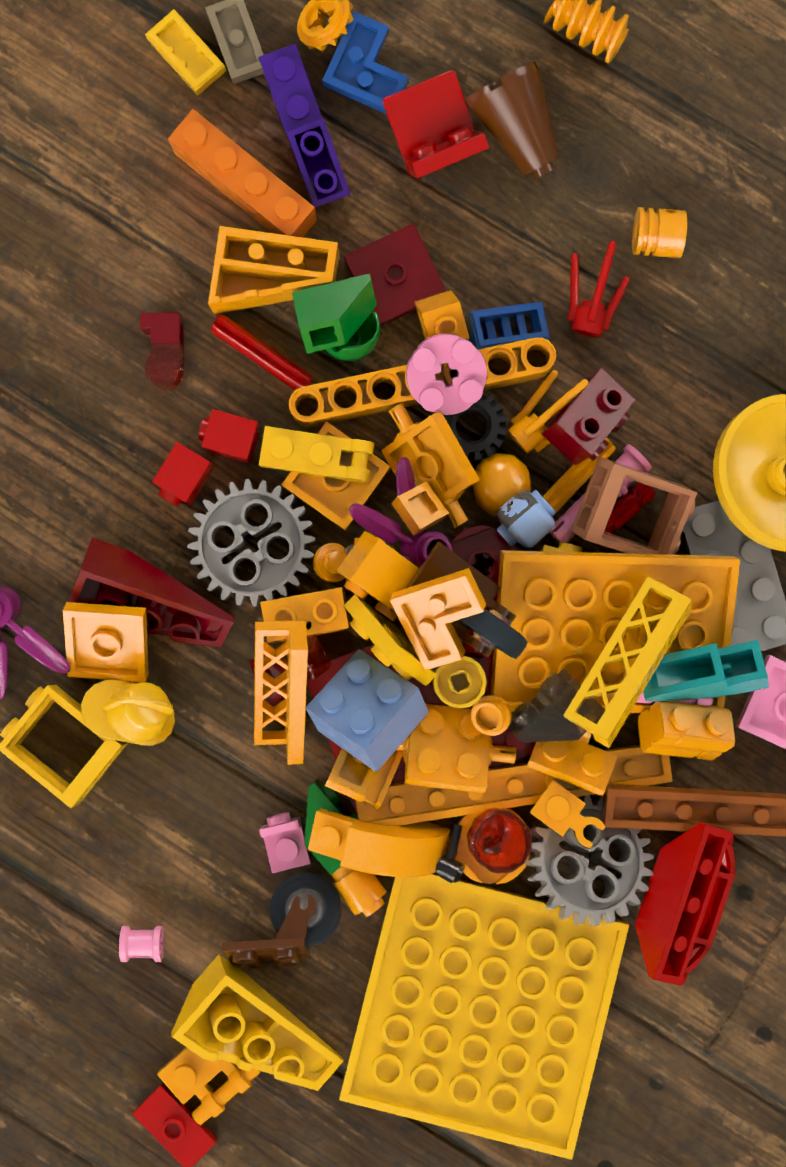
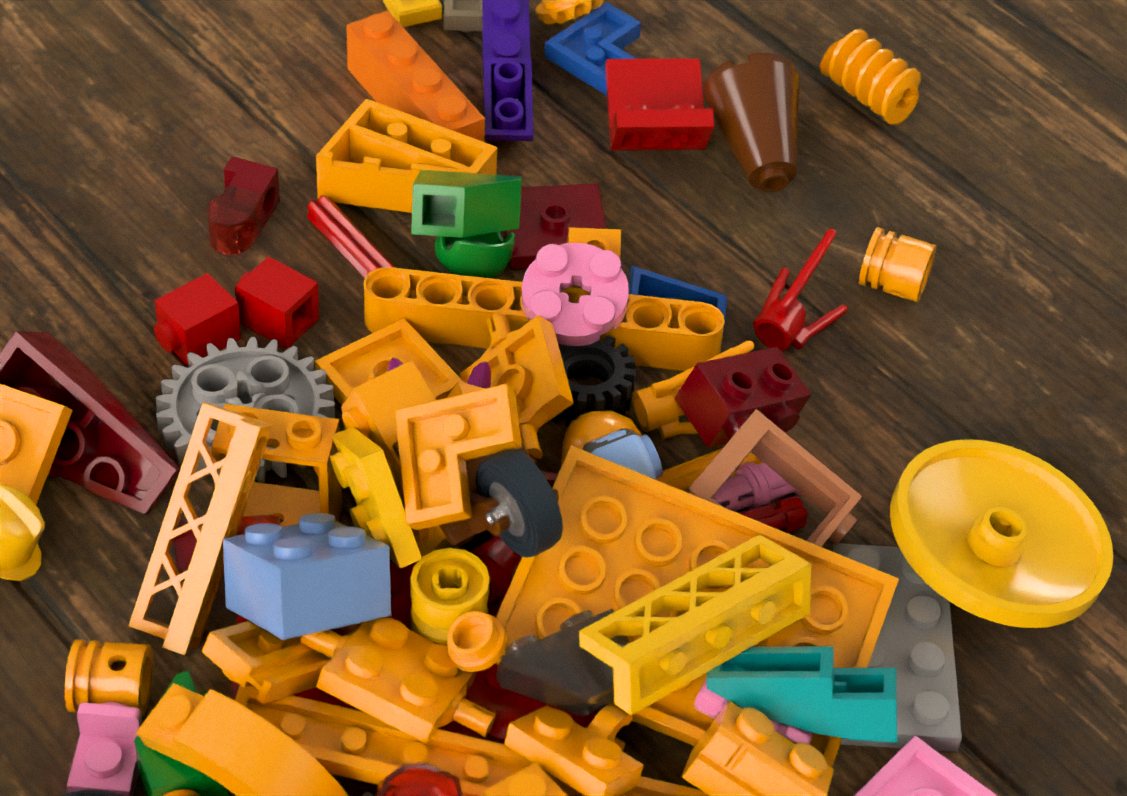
camera: 15 degrees right, 40 degrees down
(255, 794) = (108, 674): none -> light orange piece
(315, 454) = (372, 335): yellow plate -> none

